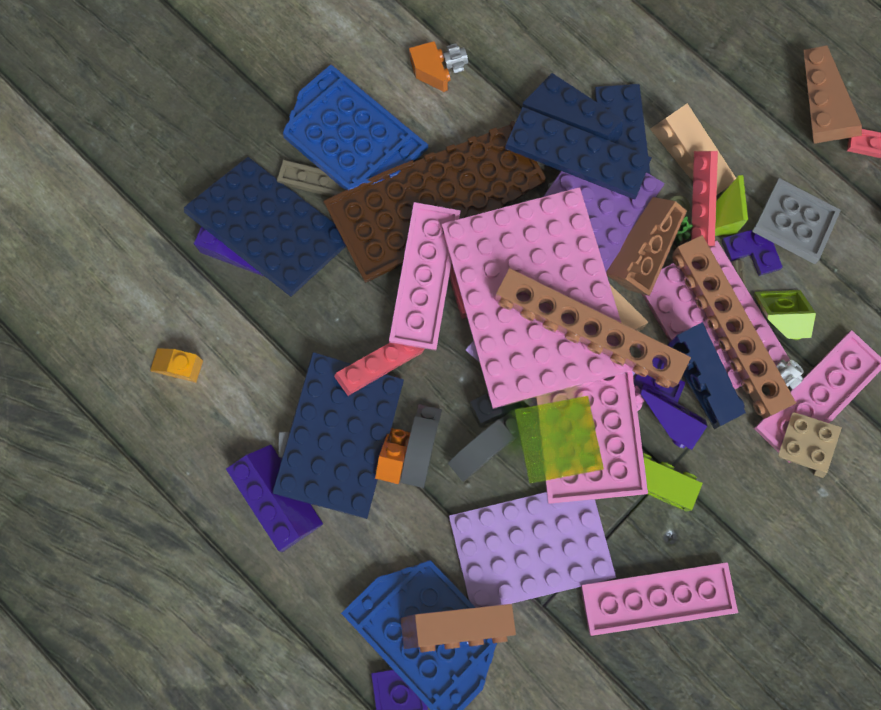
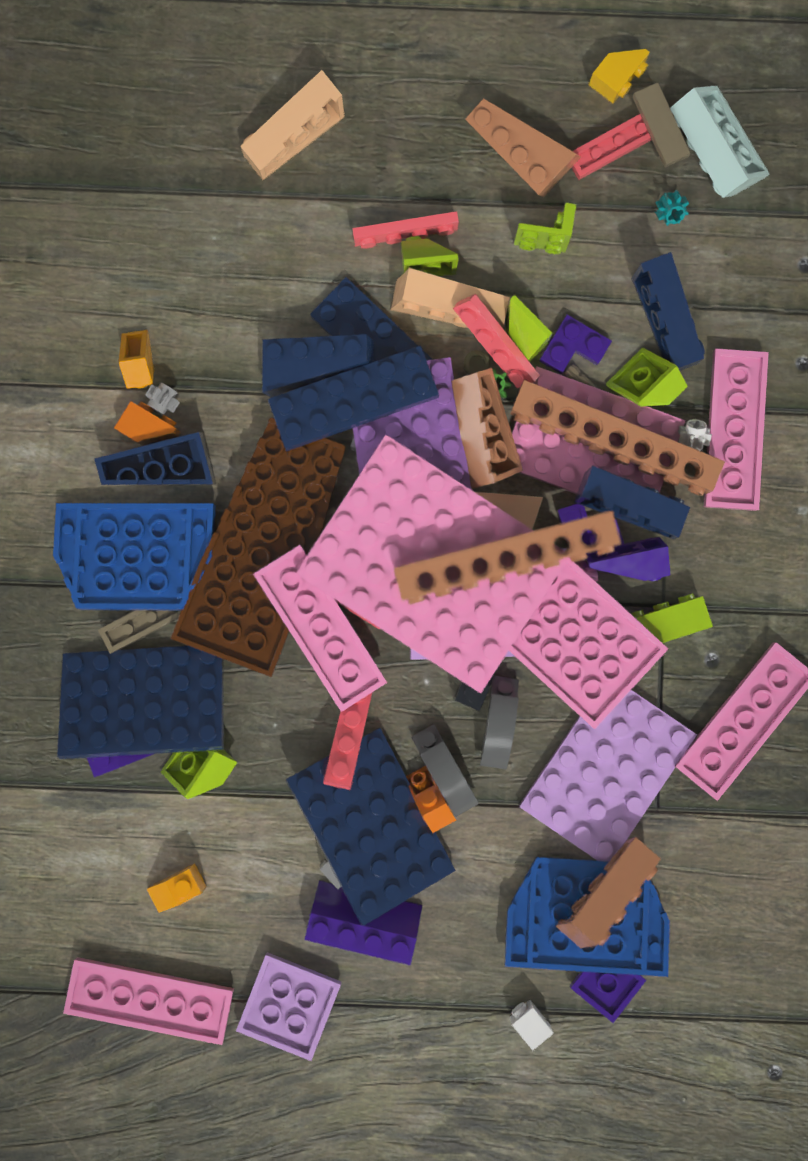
camera: 40 degrees left, 10 degrees up
(89, 421) = (148, 1000): none -> bright pink plate
(173, 508) = (288, 1006): none -> lavender plate
(263, 300) = (198, 771): none -> lime slope
(321, 673) = (530, 1024): none -> white brick
(417, 93) = (165, 462): none -> dark blue wedge
(460, 23) = (136, 359): none -> light orange slope
(558, 439) = (558, 671): clear neon green plate -> none
(704, 86) = (395, 231): none -> coral plate
(706, 112) = (428, 257): none -> lime slope
(795, 163) = (553, 239): none -> lime bracket
(796, 221) = (590, 289): light grey plate -> none
(810, 443) = (760, 482): tan bracket -> none
(839, 277) = (668, 311): none -> dark blue wedge

